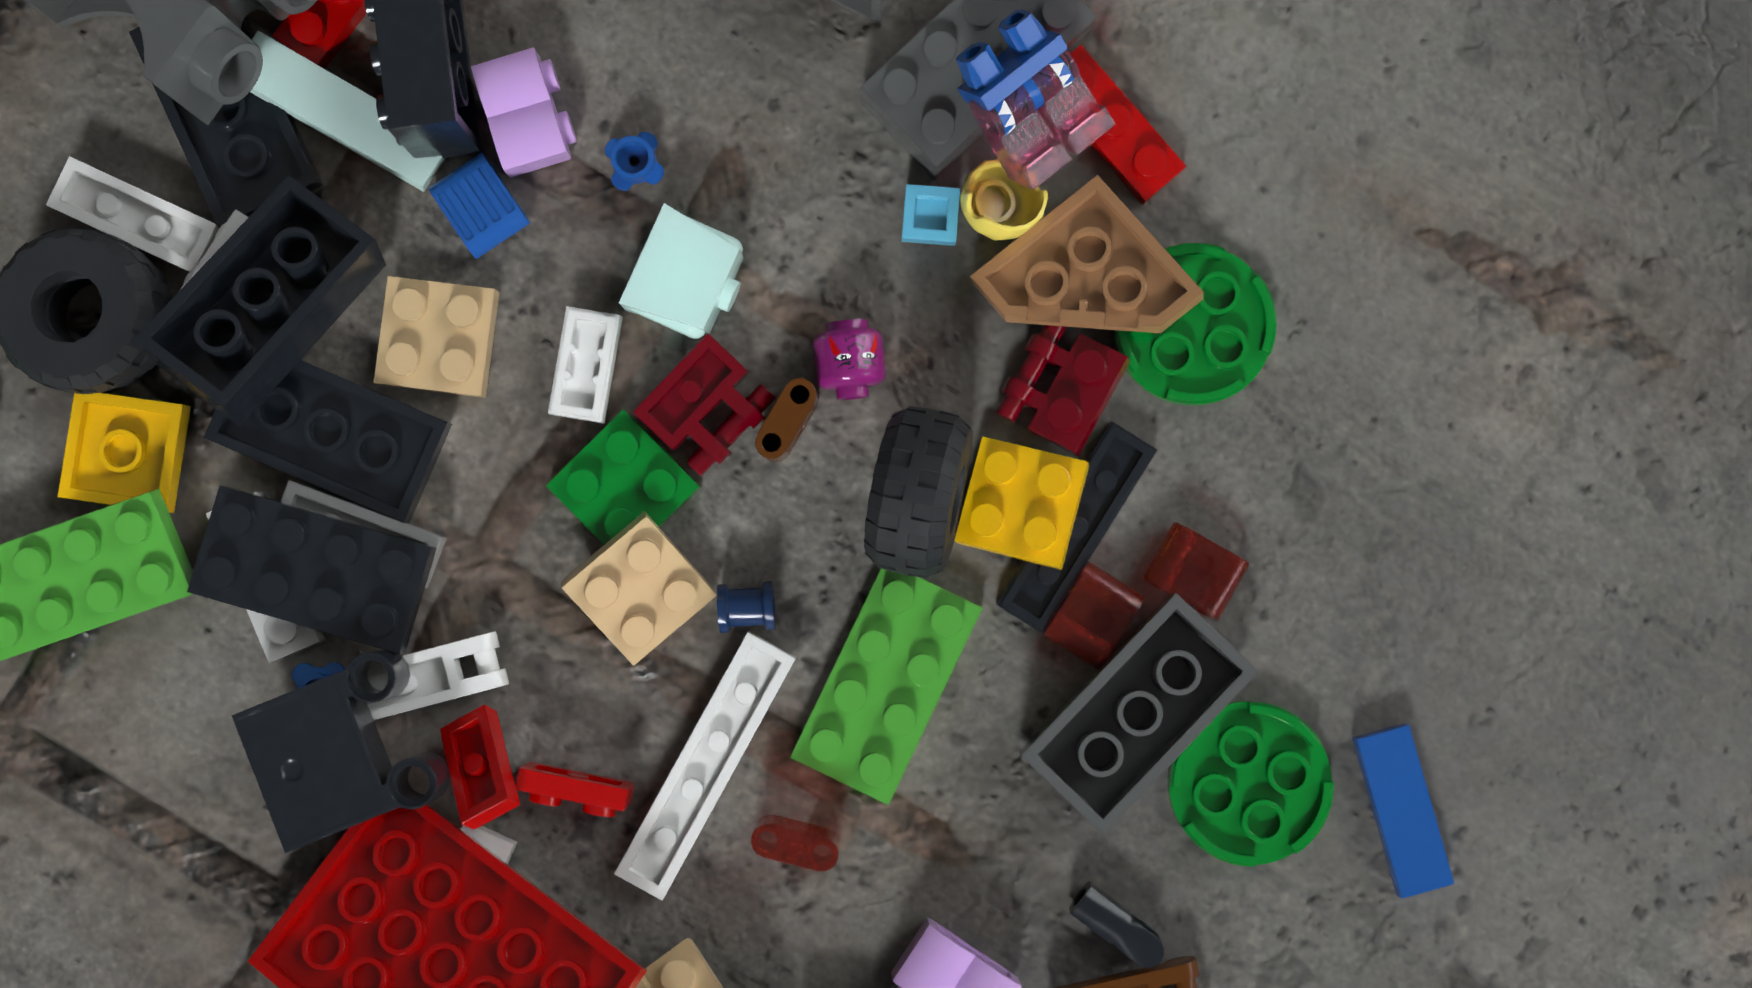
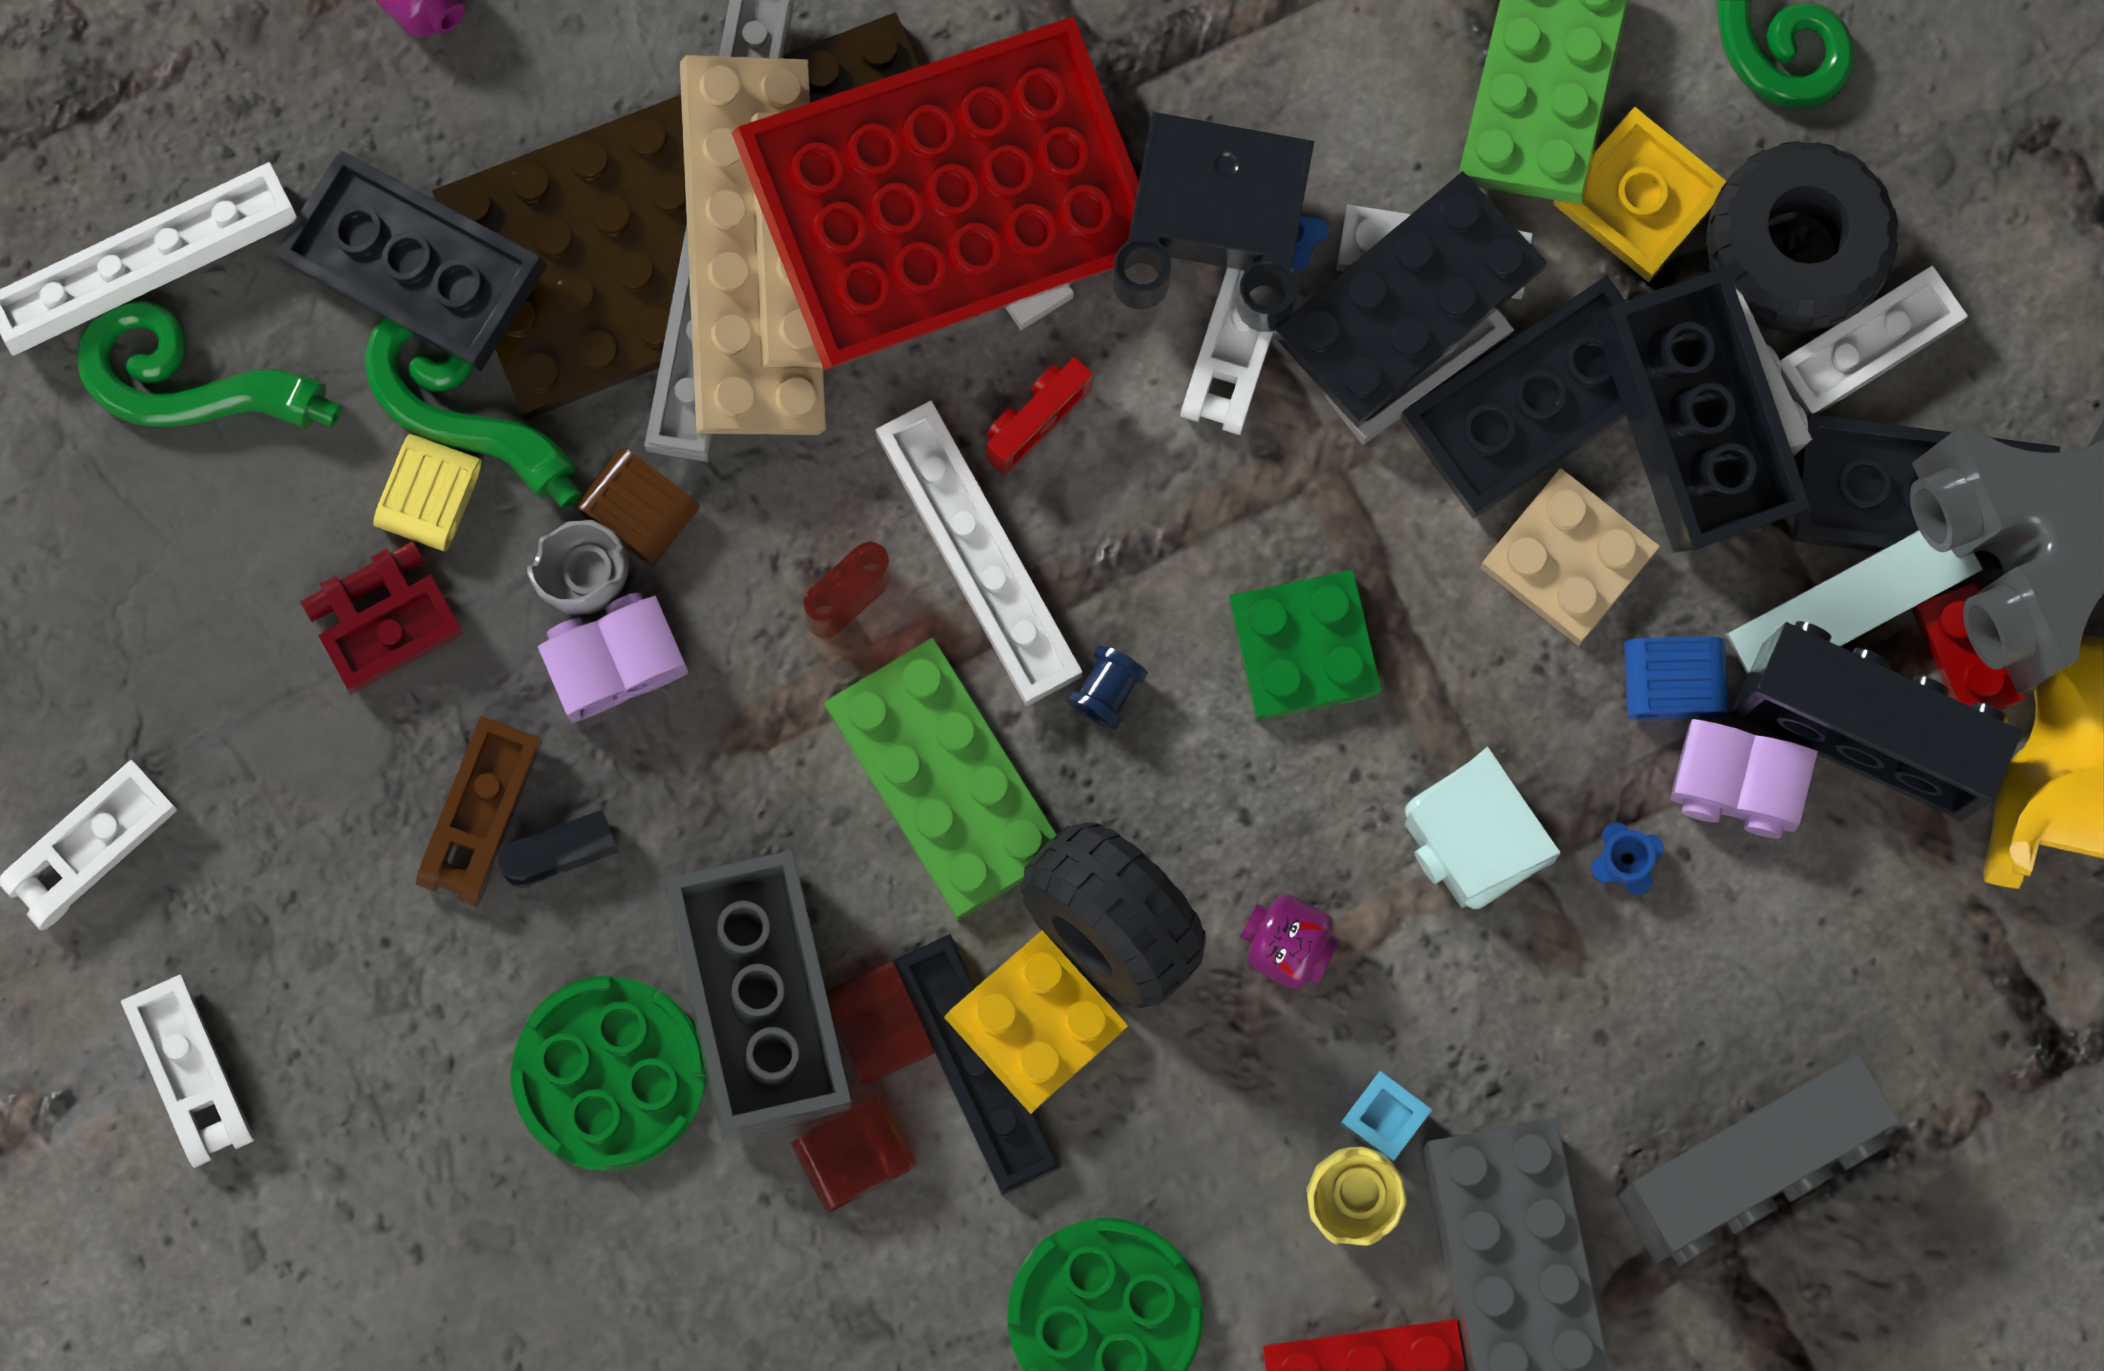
camera: 120 degrees right, 10 degrees down
(479, 767) = (1117, 337): red plate -> none
(585, 364) = (1449, 681): white plate -> none
(638, 588) = (1193, 595): tan plate -> none
(692, 393) = (1353, 765): dark red plate -> none
(787, 420) = (1266, 840): reddish brown piece -> none
(1030, 100) = (1457, 1267): hips -> none
(1077, 393) = (1111, 1149): dark red plate -> none
(1088, 270) = (1229, 1236): medium nougat plate -> none
(1403, 810) = (480, 1207): blue tile -> none

